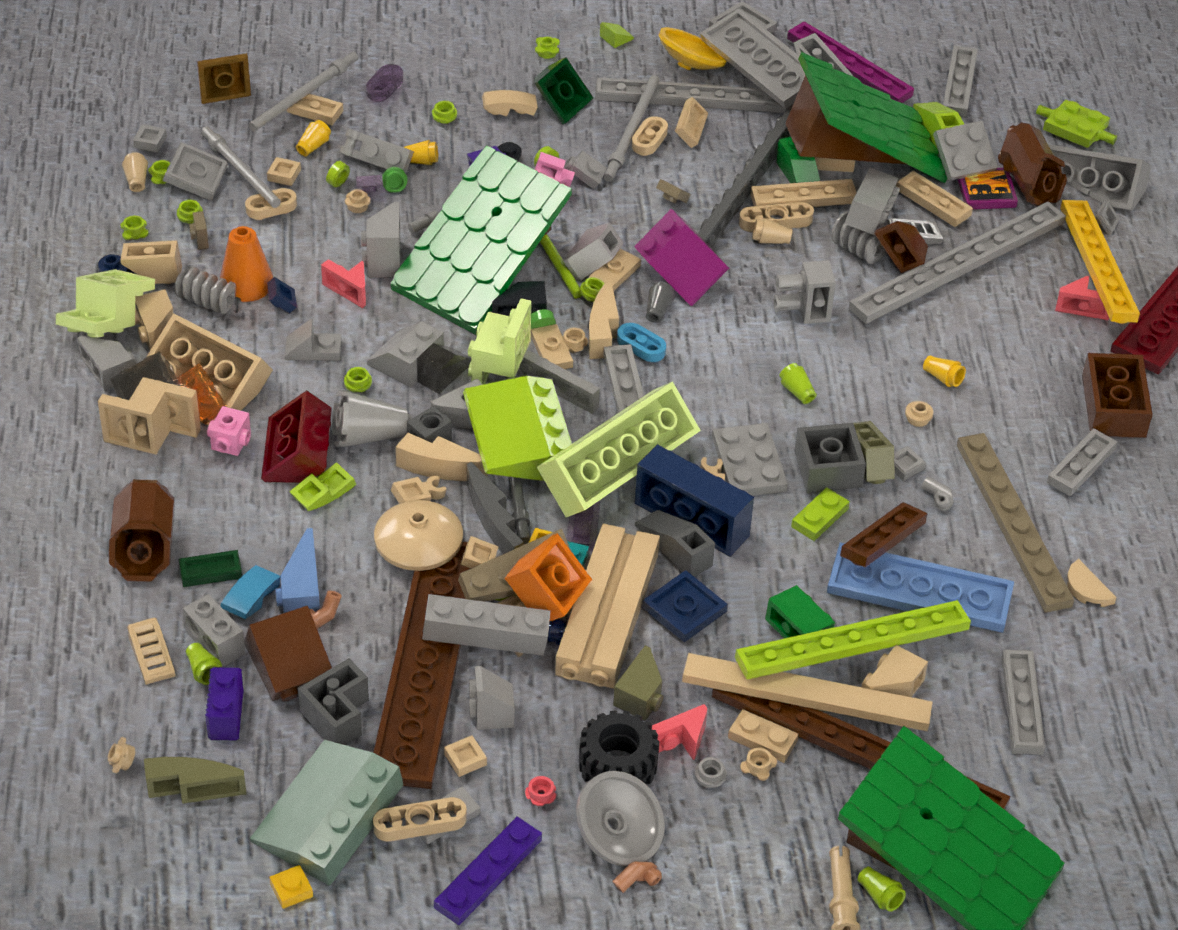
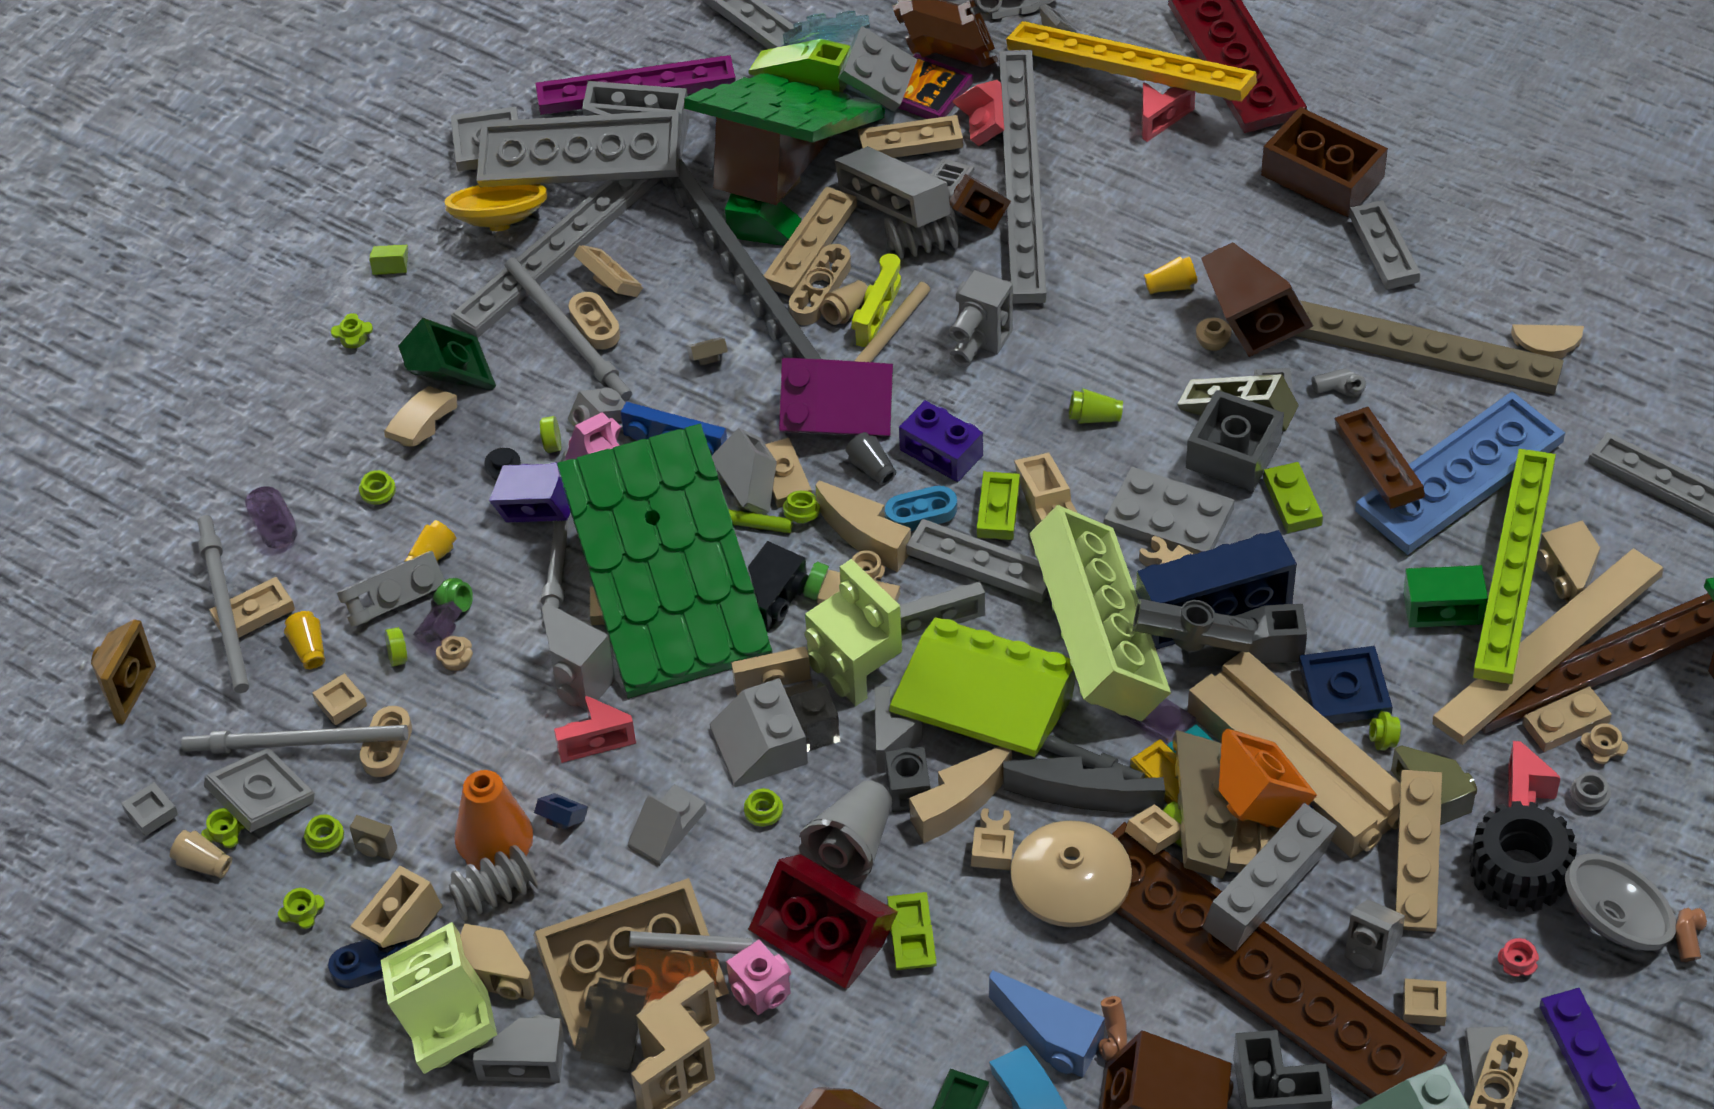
camera: 50 degrees left, 5 degrees up
(223, 384) = (688, 942): none -> light grey bar
(455, 332) = (787, 665): none -> tan plate
(575, 695) = (1419, 849): none -> tan plate
(594, 202) = (644, 422): none -> blue plate
(641, 492) = (1193, 625): none -> dark grey piece
(664, 641) = (1385, 731): none -> lime plate
(682, 373) = (998, 505): none -> lime plate
(702, 325) = (941, 441): none -> dark purple brick
(709, 392) = (1043, 485): none -> tan slope
(766, 264) = (894, 323): none -> tan bar
(785, 245) = (877, 300): none -> neon yellow plate
(948, 408) = (1254, 299): none -> reddish brown slope
(969, 112) = (831, 29): none -> clear light blue plate
(993, 214) = (985, 110): none -> coral slope

